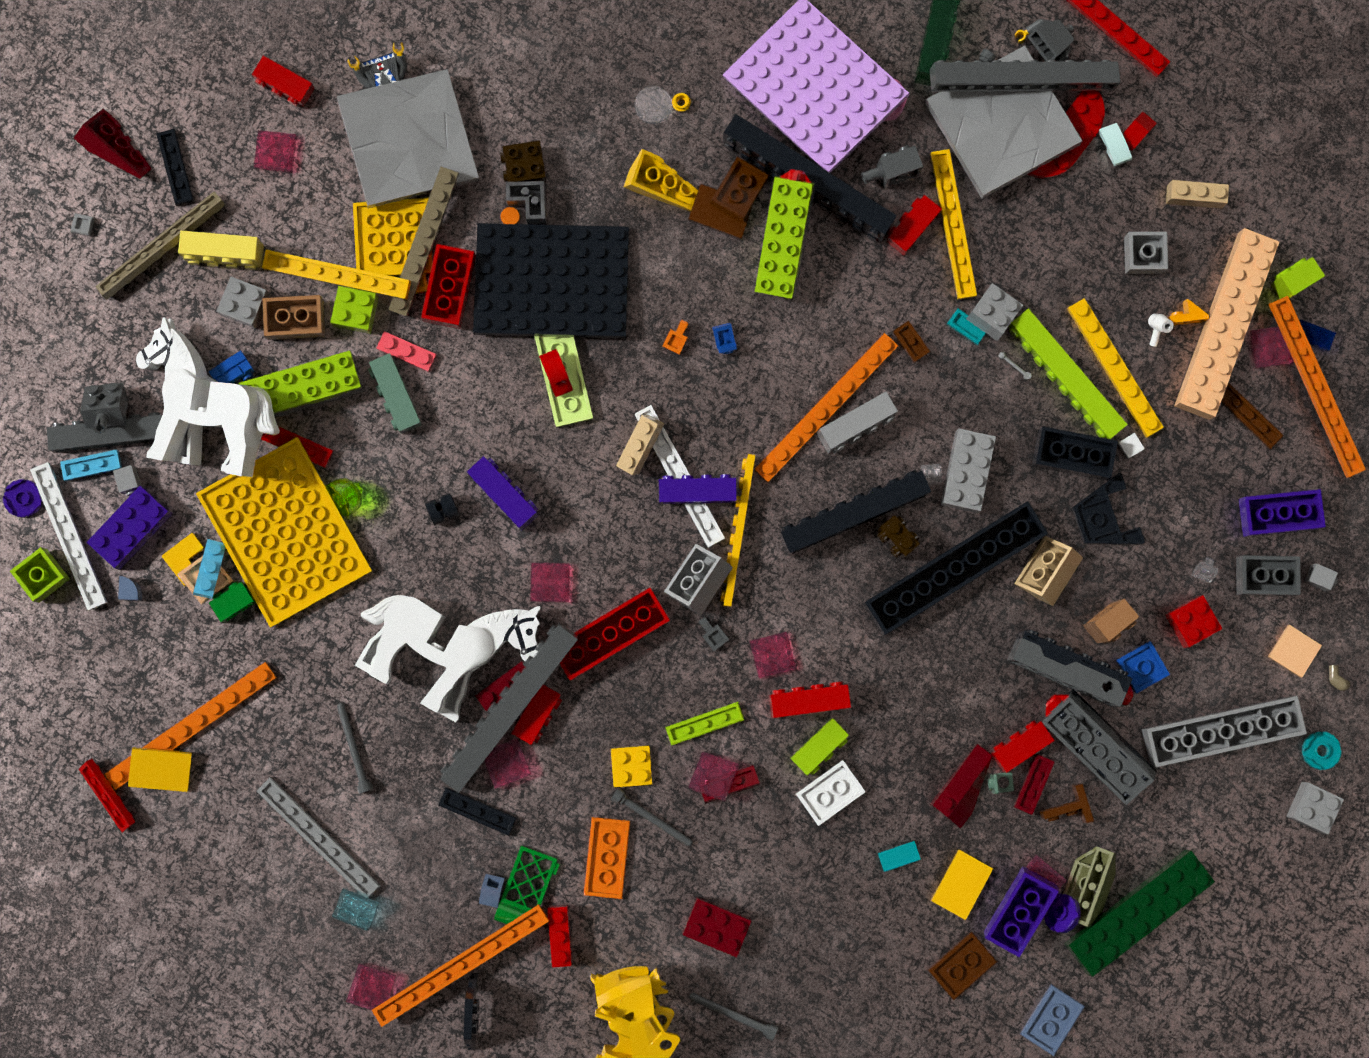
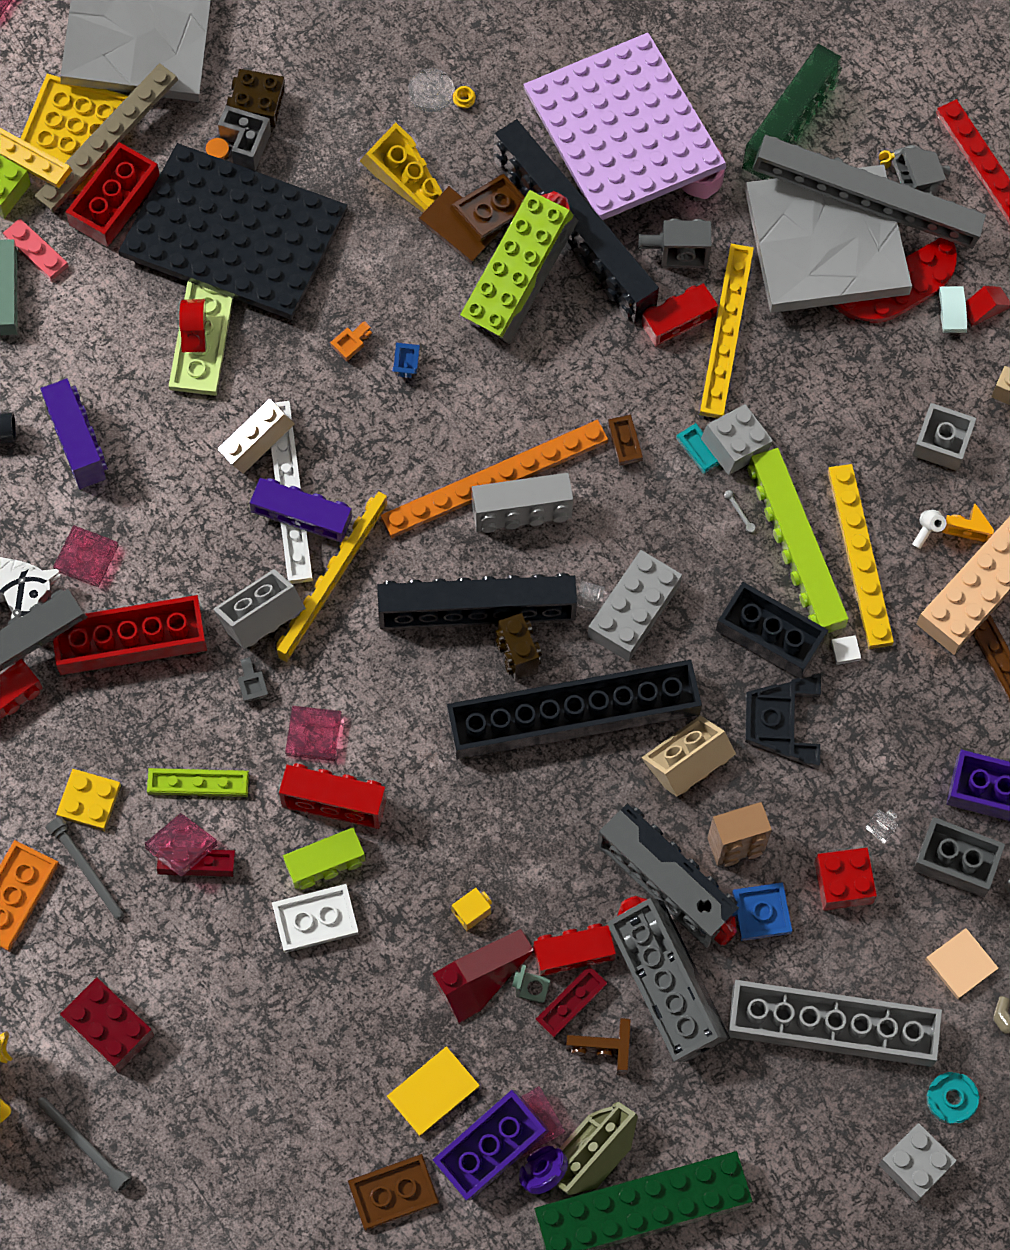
camera: 25 degrees right, 15 degrees down
(899, 856) = (368, 1027): teal tile -> none
(938, 743) = (472, 908): none -> yellow brick

